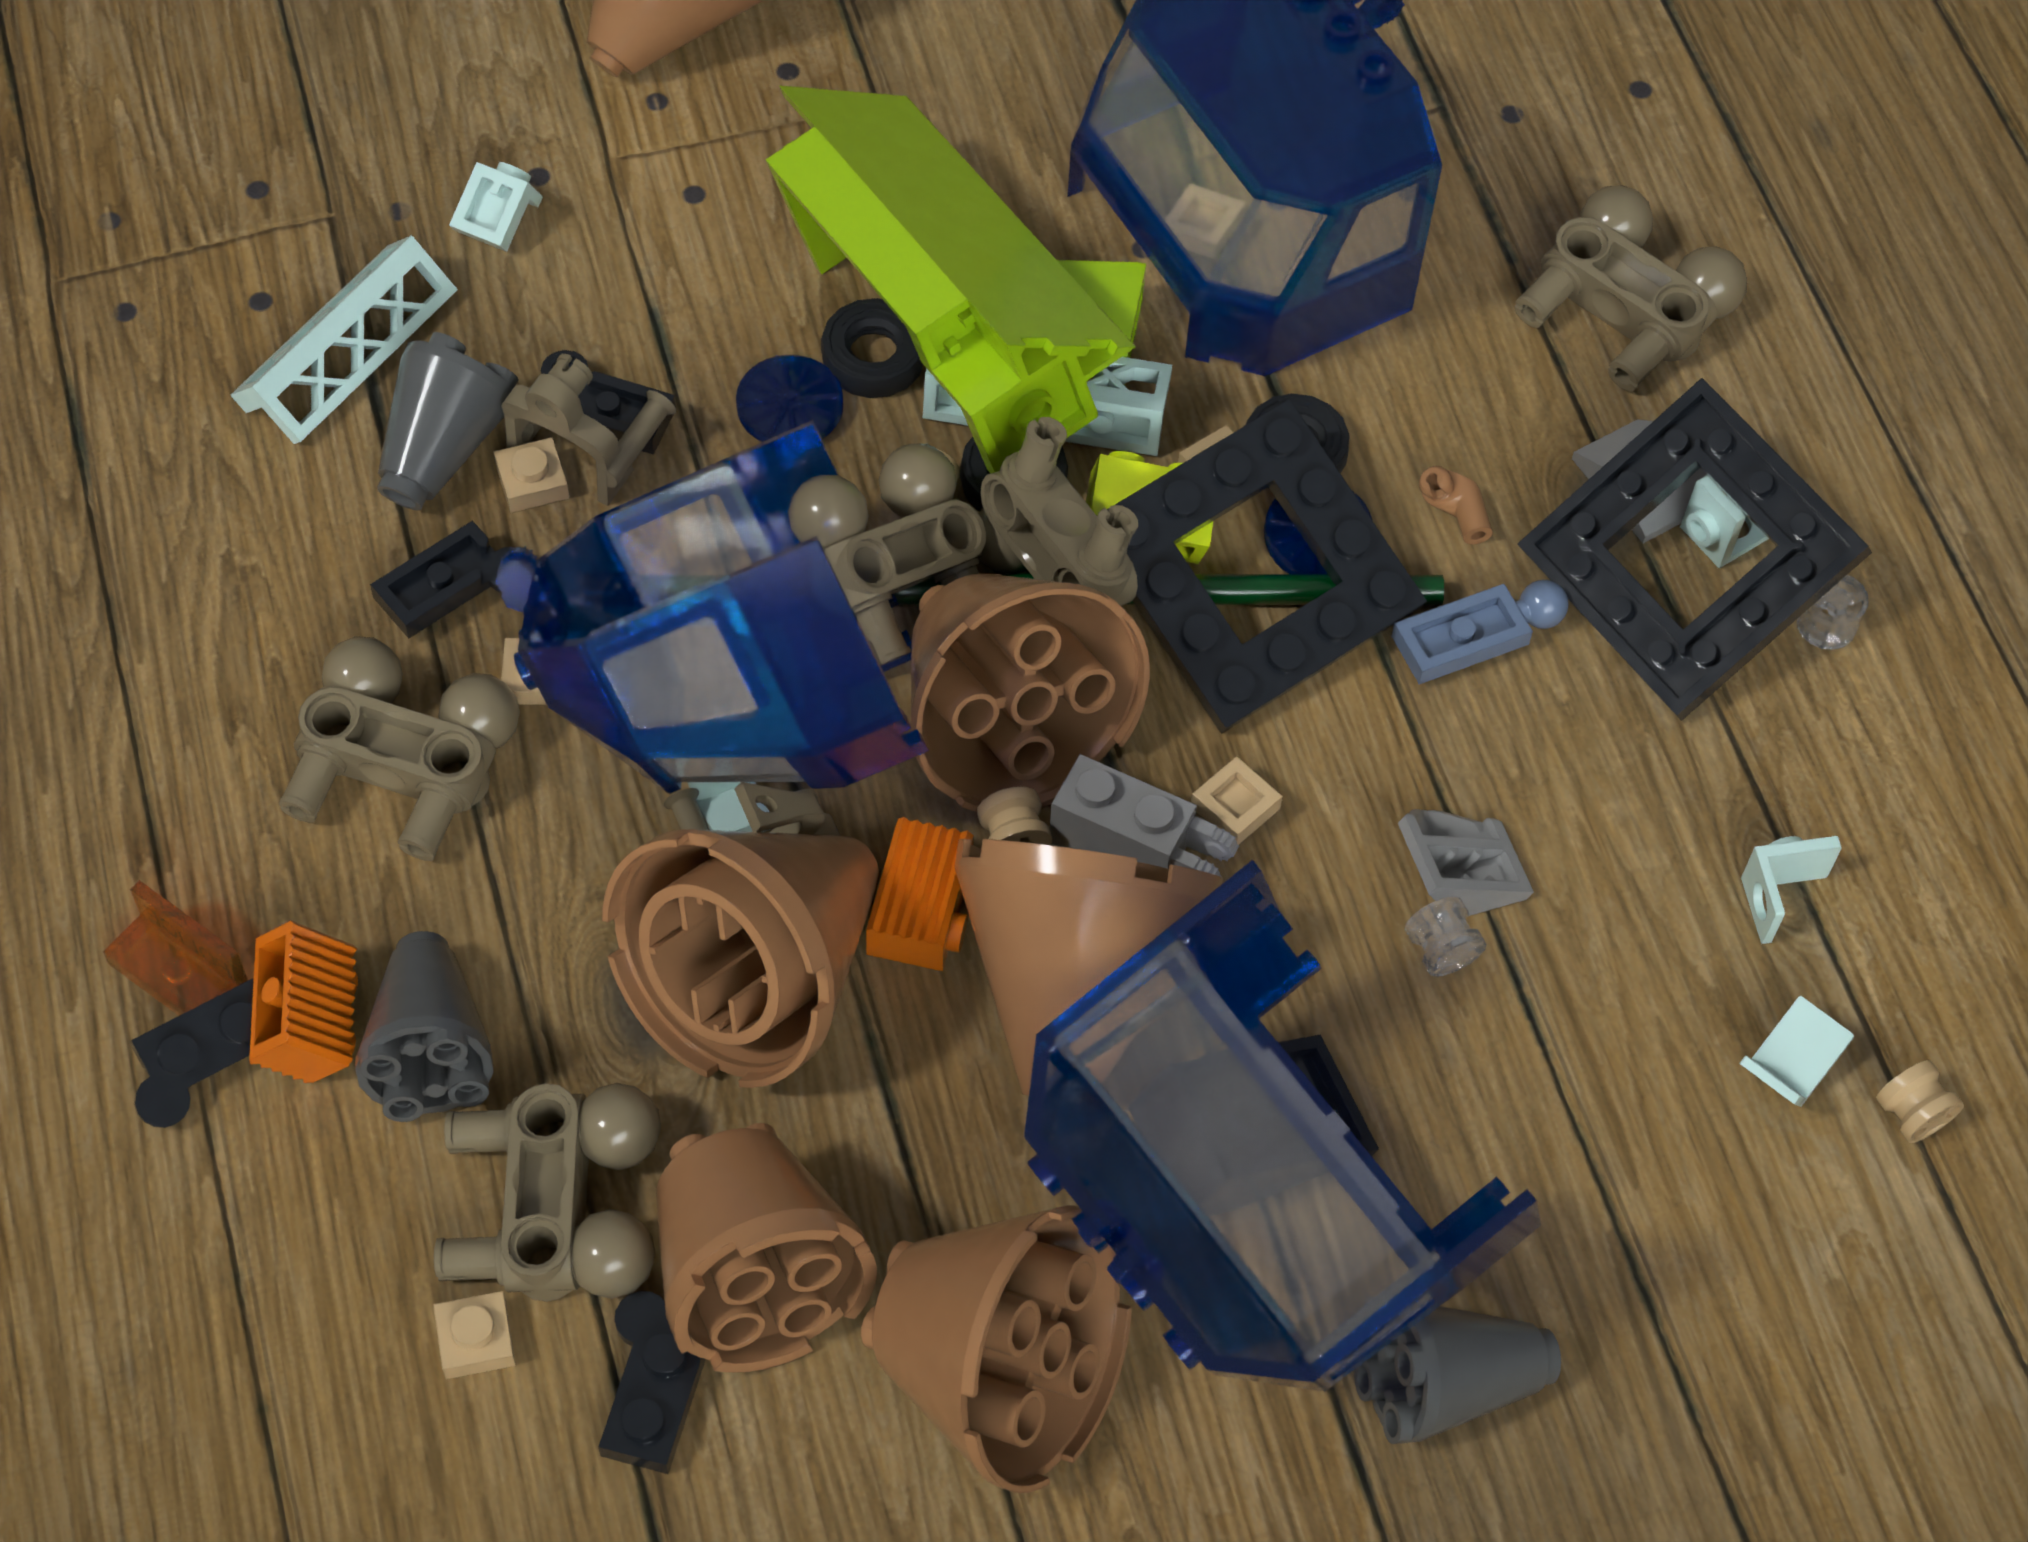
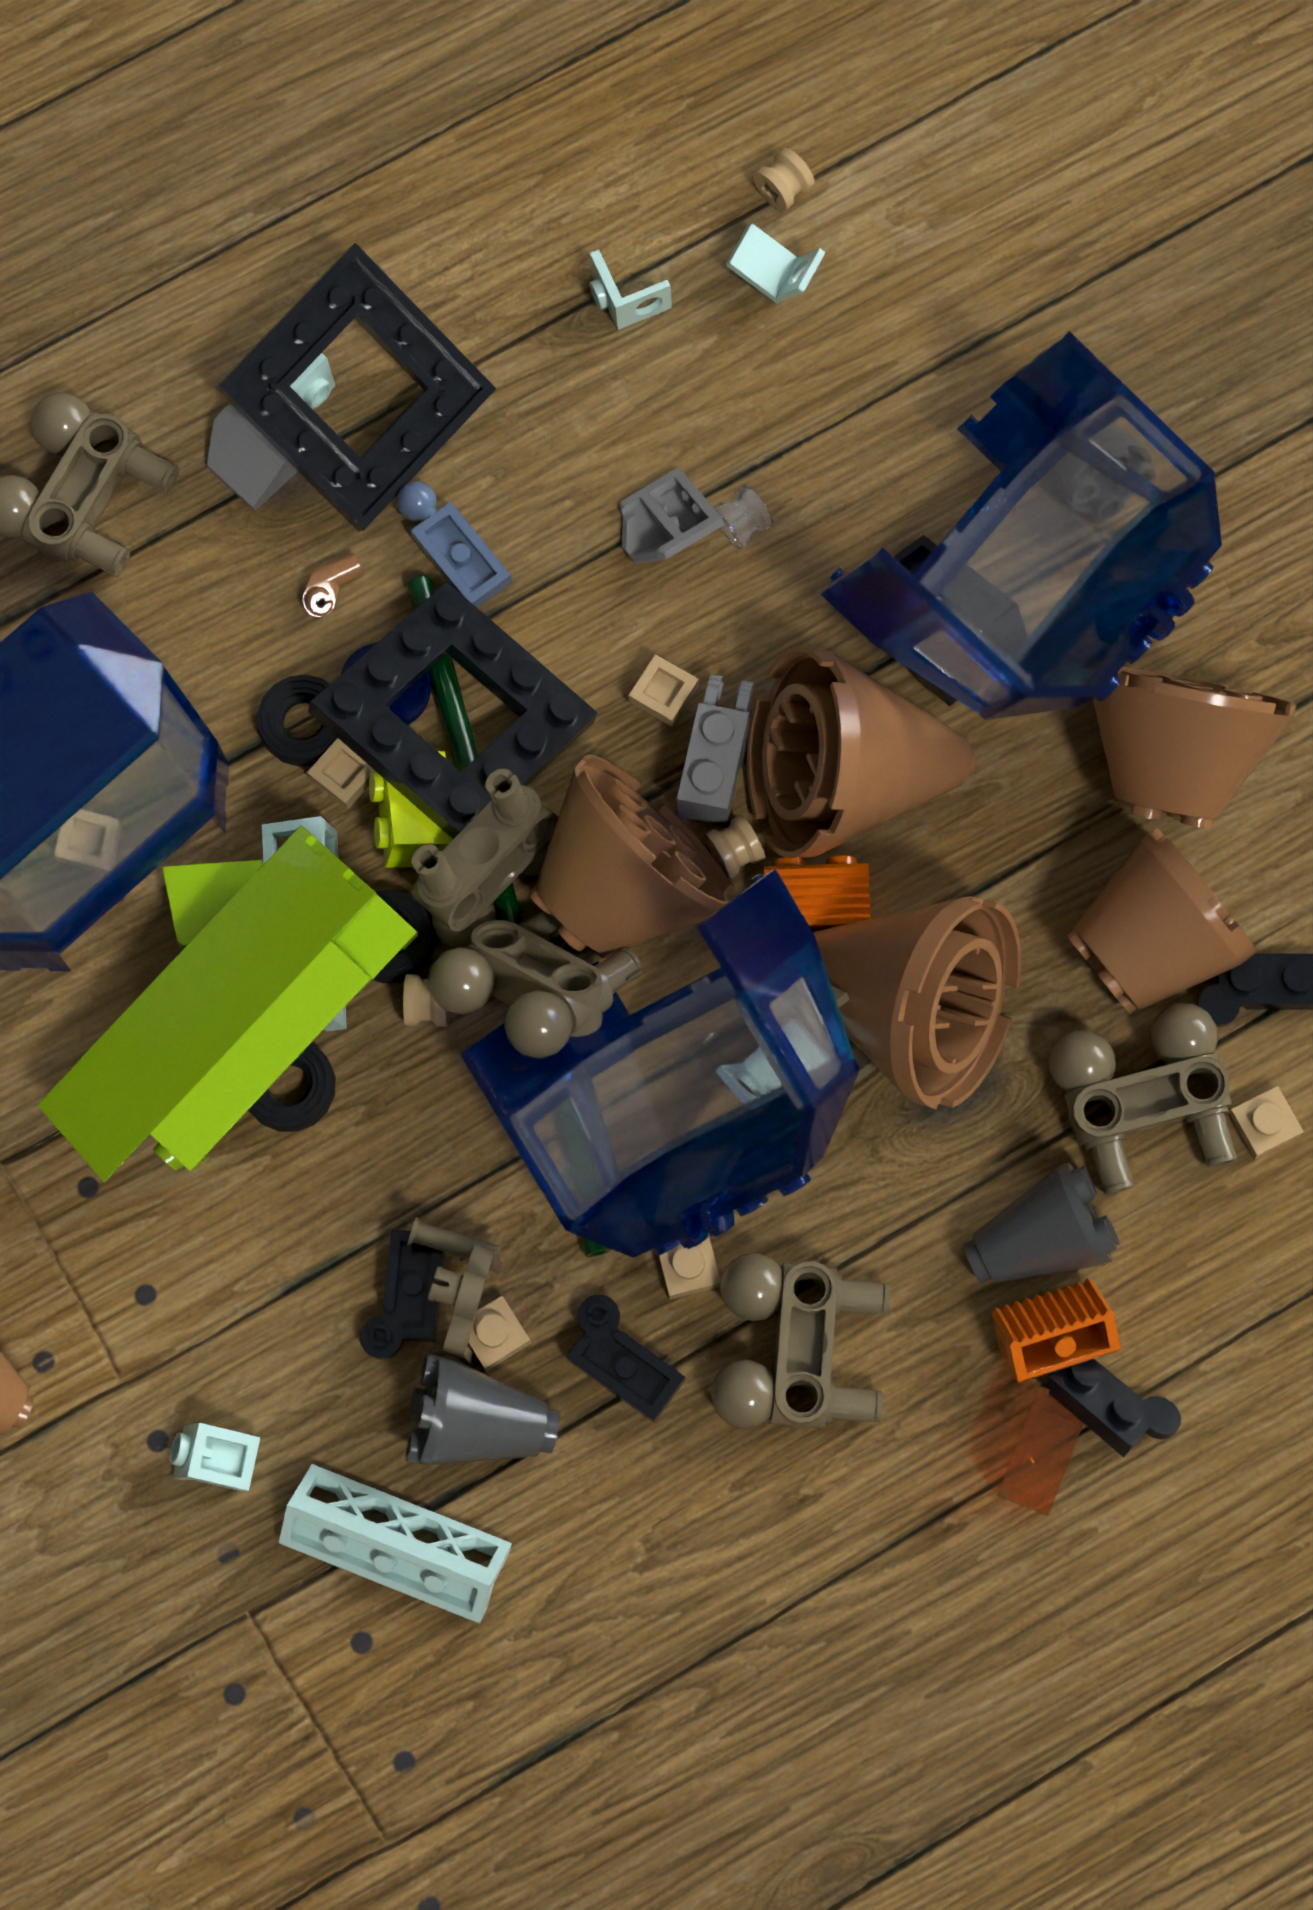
camera: 95 degrees left, 15 degrees up
(787, 394) = (360, 1140): clear blue wheel -> none

